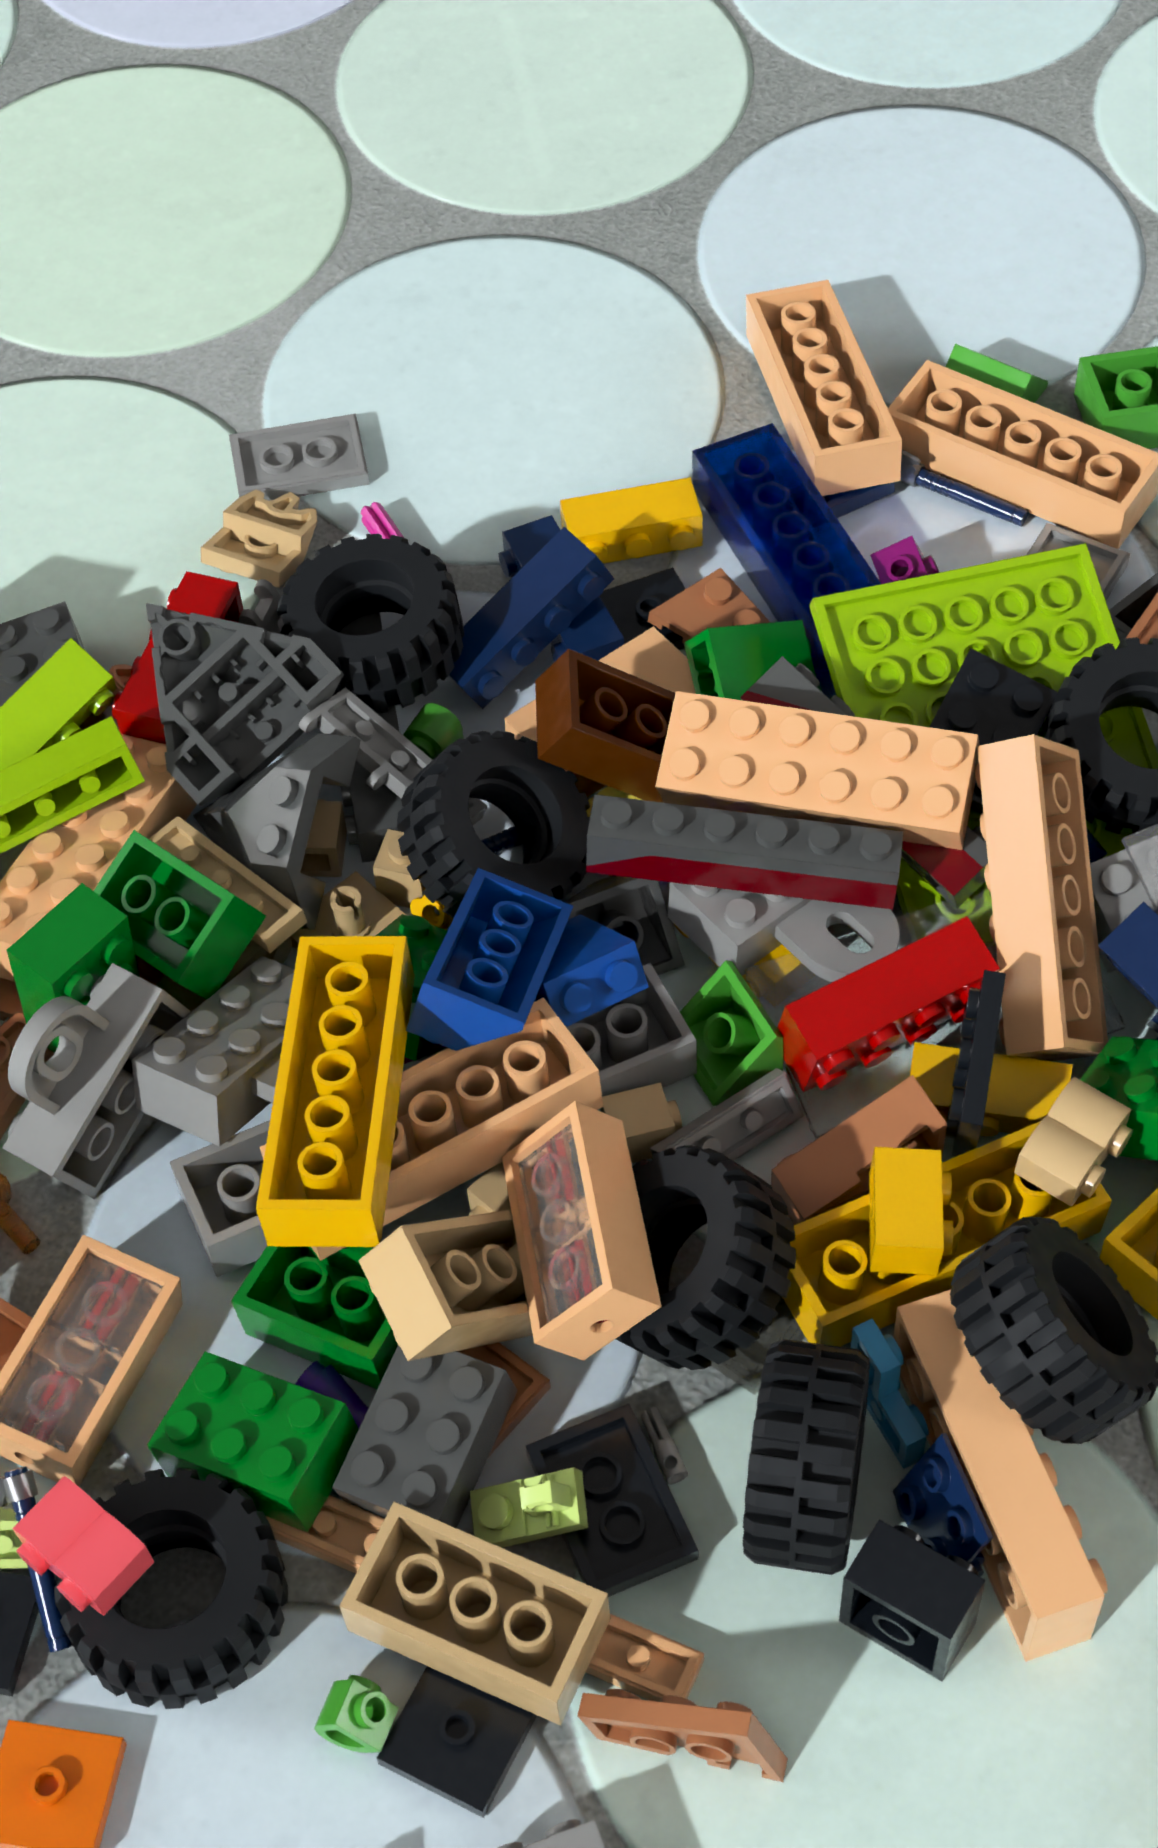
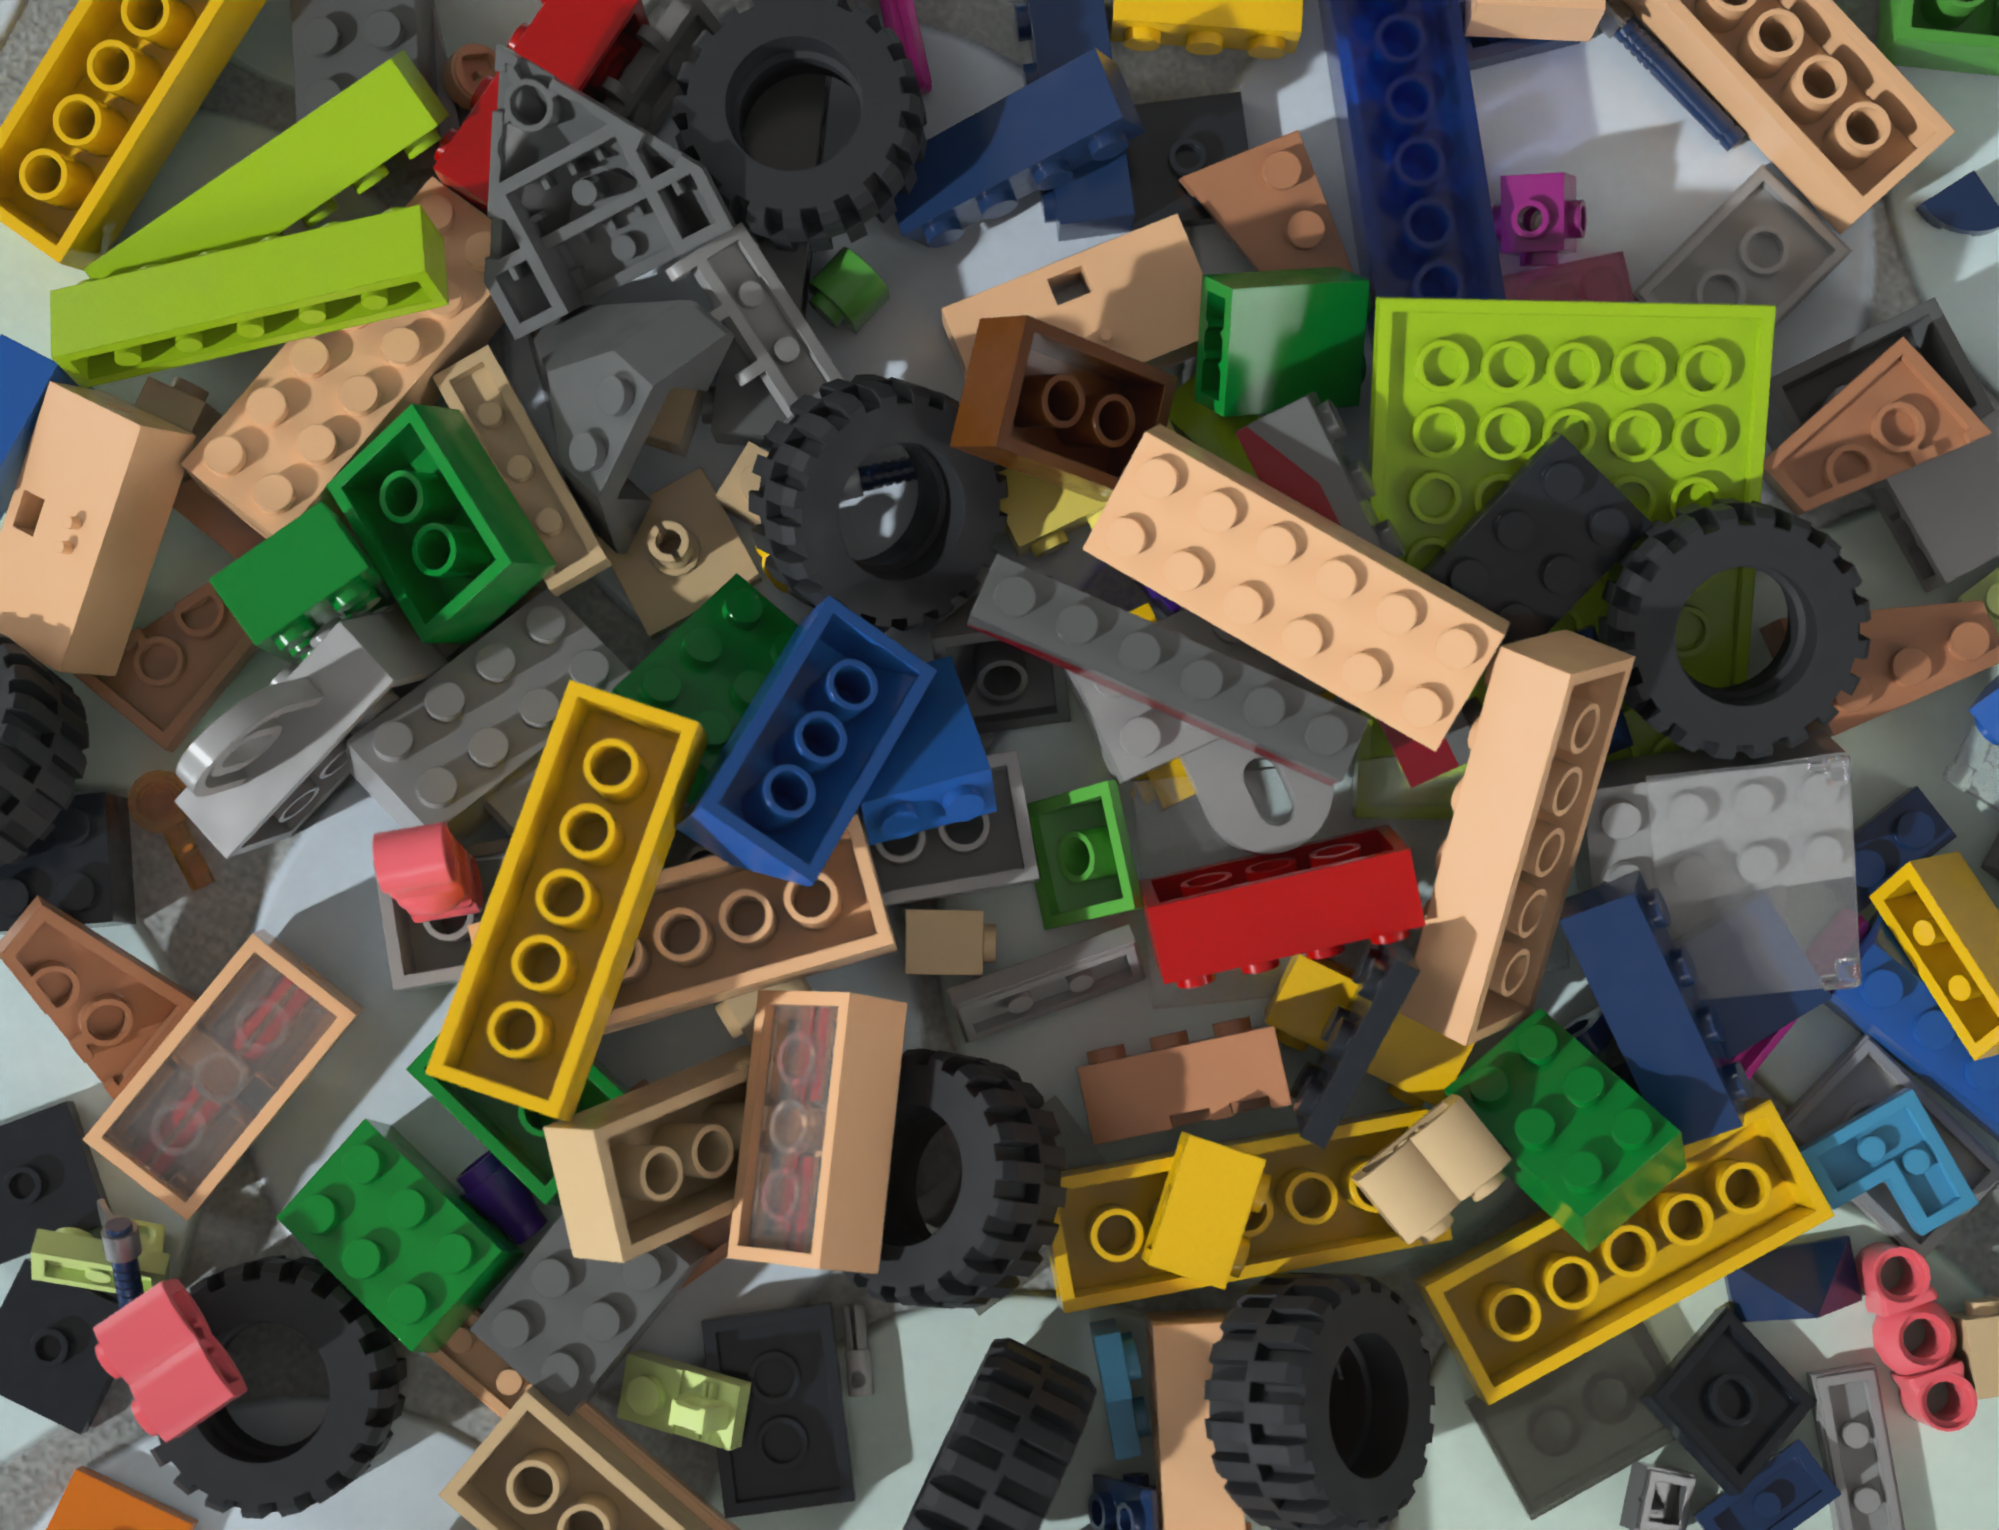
camera: 10 degrees right, 30 degrees up
(220, 1117) = (428, 872): none -> coral piece

